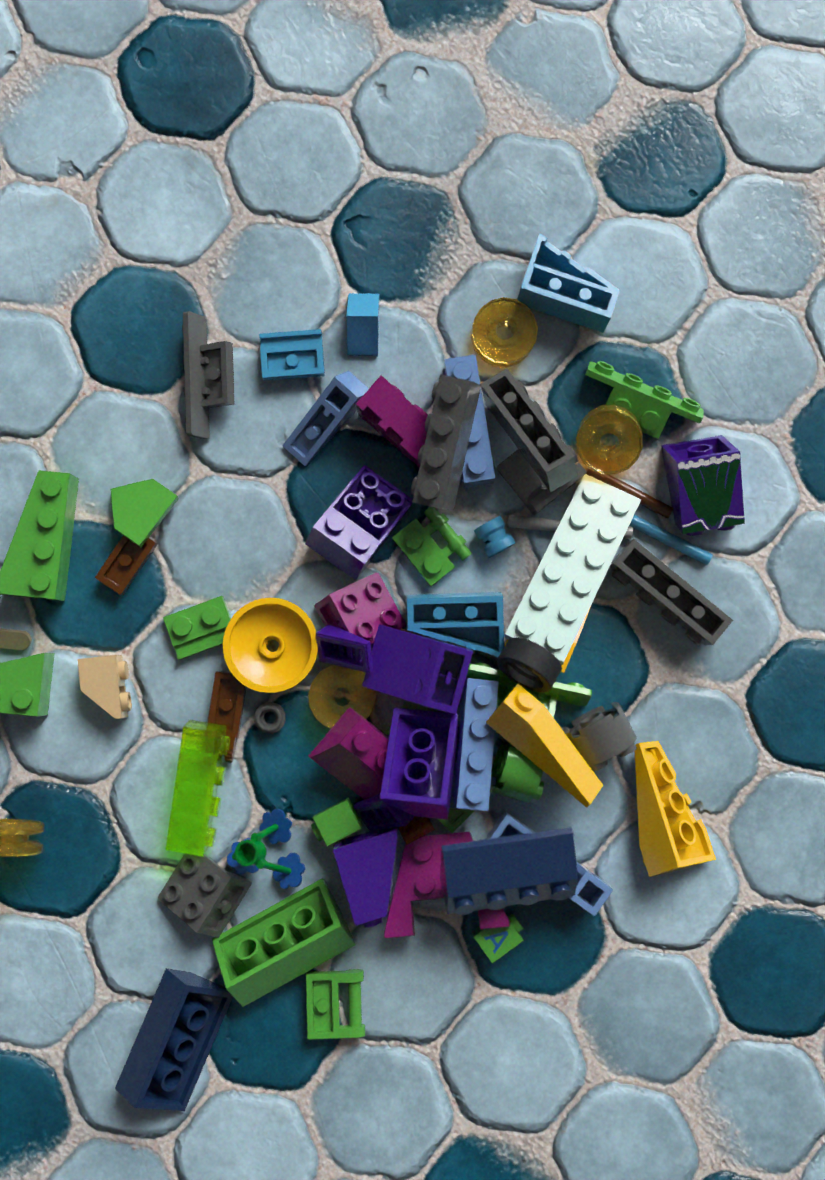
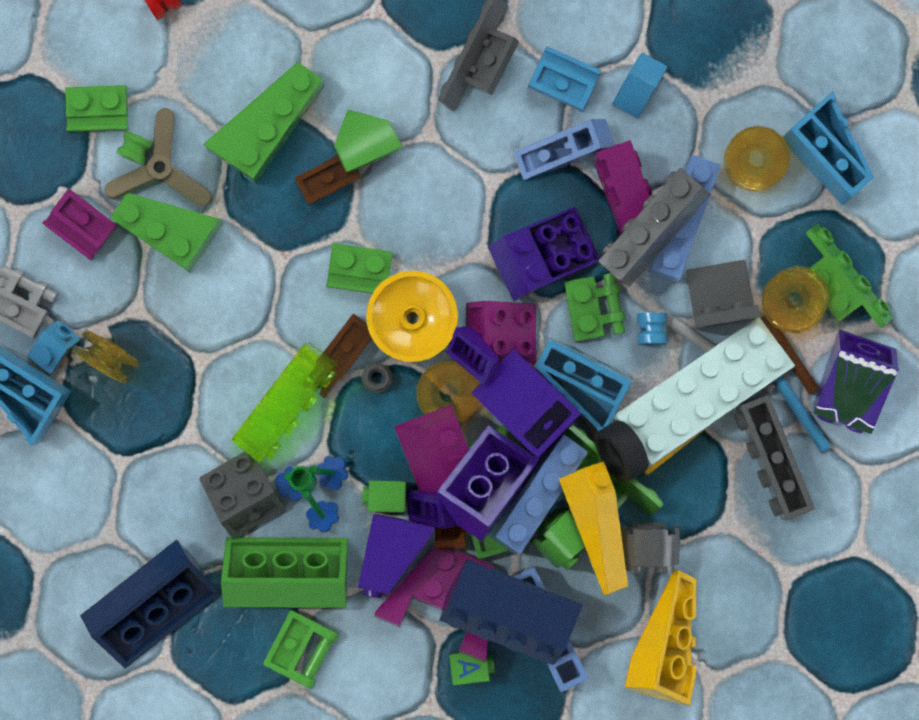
camera: 30 degrees right, 0 degrees up
(104, 683) = (253, 270): tan slope -> none
(530, 430) = (731, 254): dark grey brick -> none

